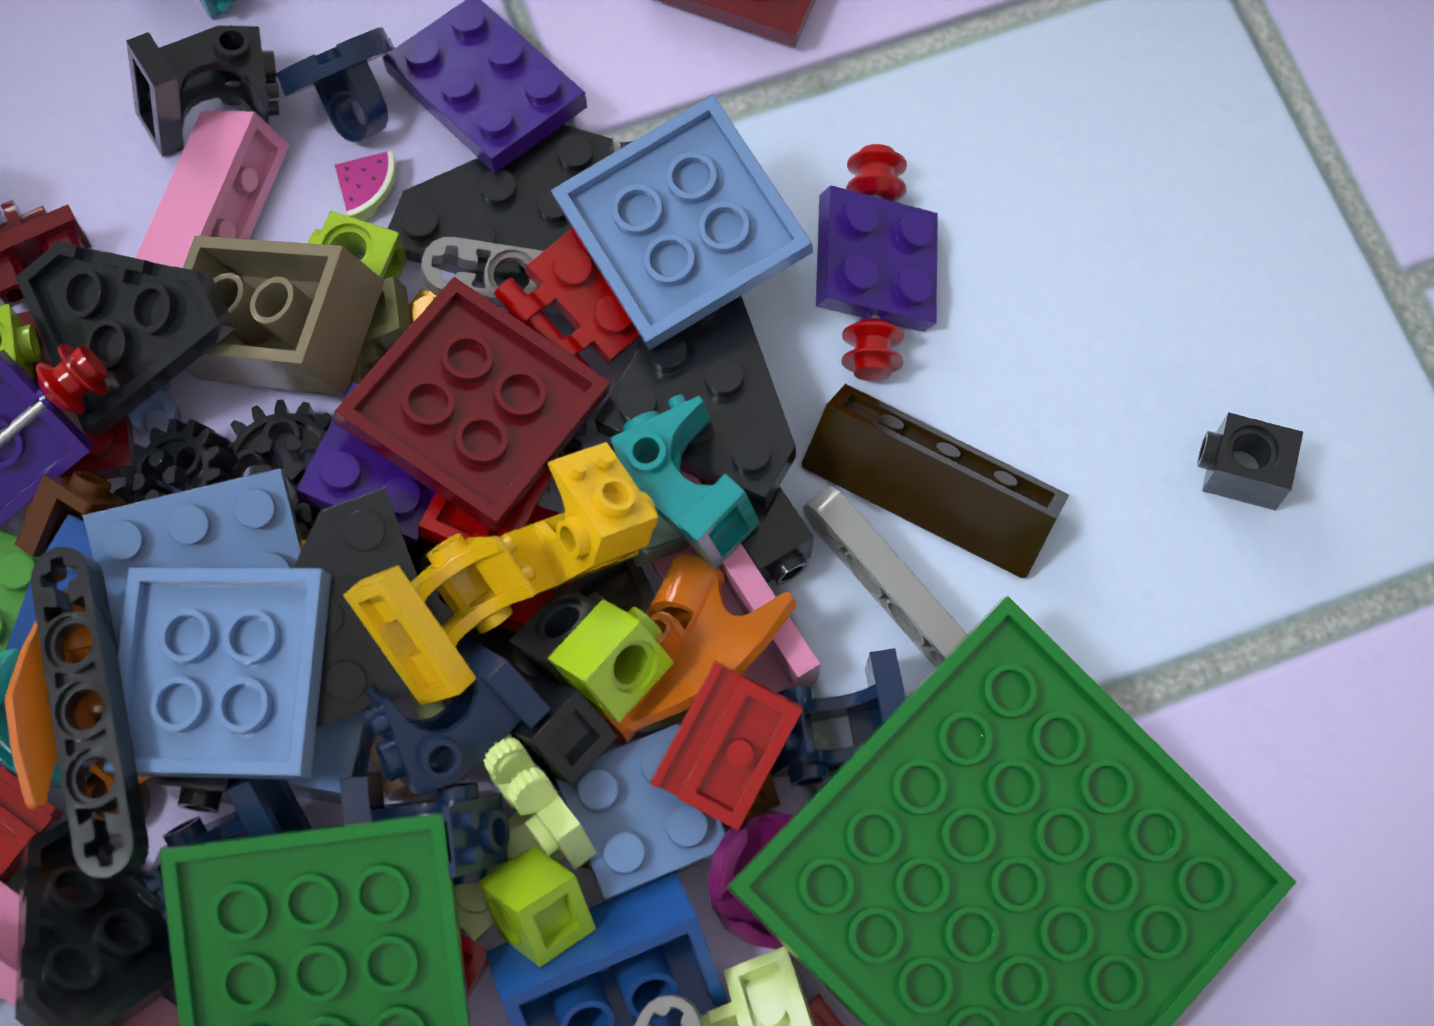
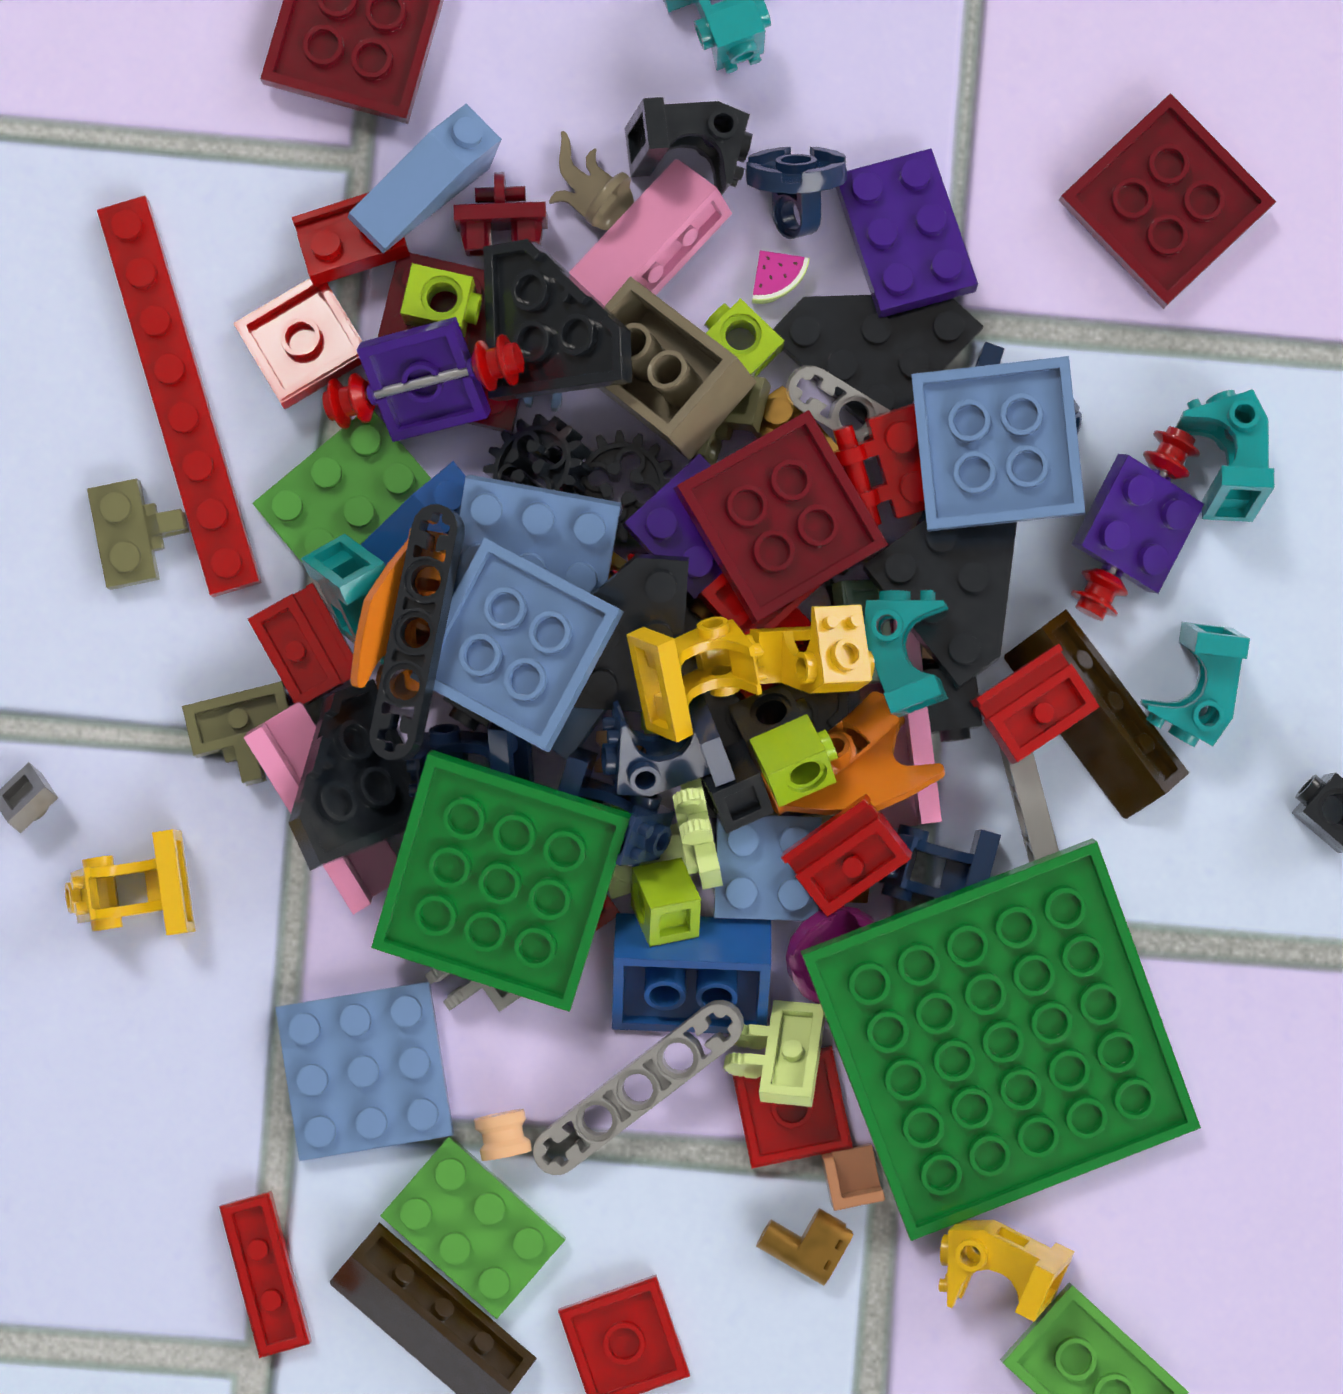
camera: 25 degrees right, 15 degrees up
(55, 499) = (452, 443): reddish brown bracket -> none
(130, 186) = (597, 196): none -> dark tan piece
(860, 484) = (1035, 704): none -> red plate
(964, 150) = (1246, 480): none -> teal tile
(1036, 350) = (1219, 662): none -> teal tile

